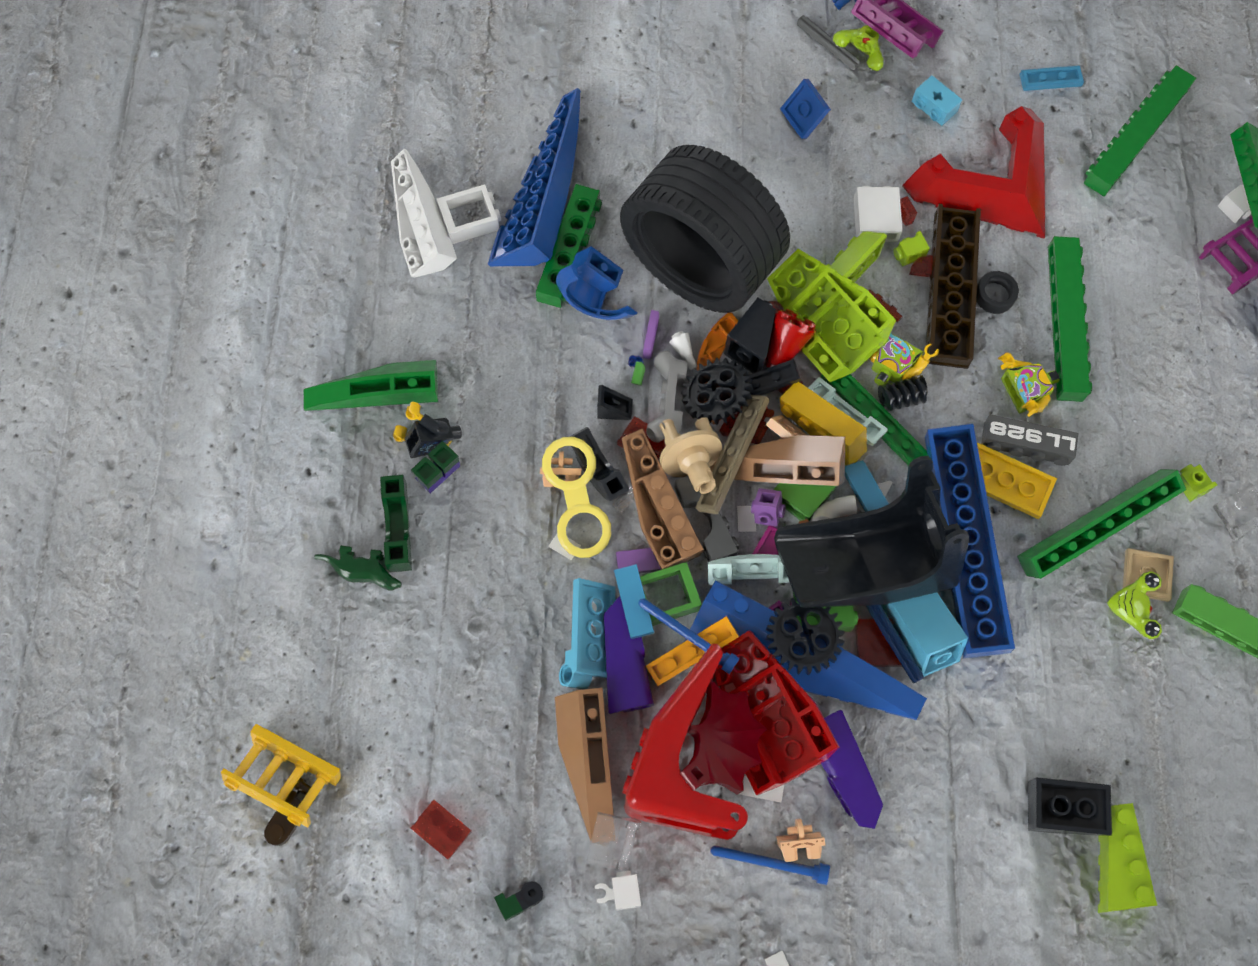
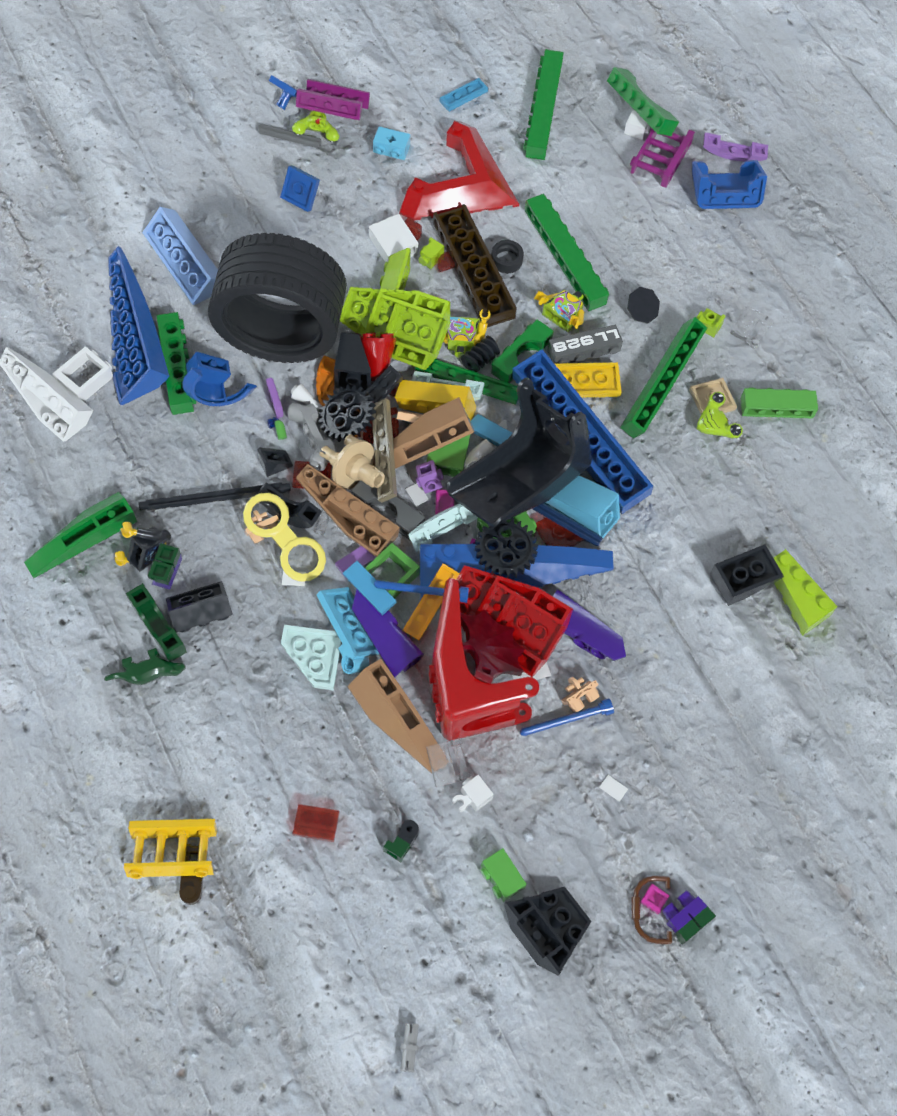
camera: 30 degrees left, 5 degrees down
(449, 527) = (198, 607): none -> black slope
(527, 412) = (208, 497): none -> black piece
(539, 642) = (313, 653): none -> light aqua plate
(639, 125) = (181, 254): none -> light blue slope
(976, 403) = (534, 338): none -> green arch
(1125, 424) = (643, 305): none -> black piece

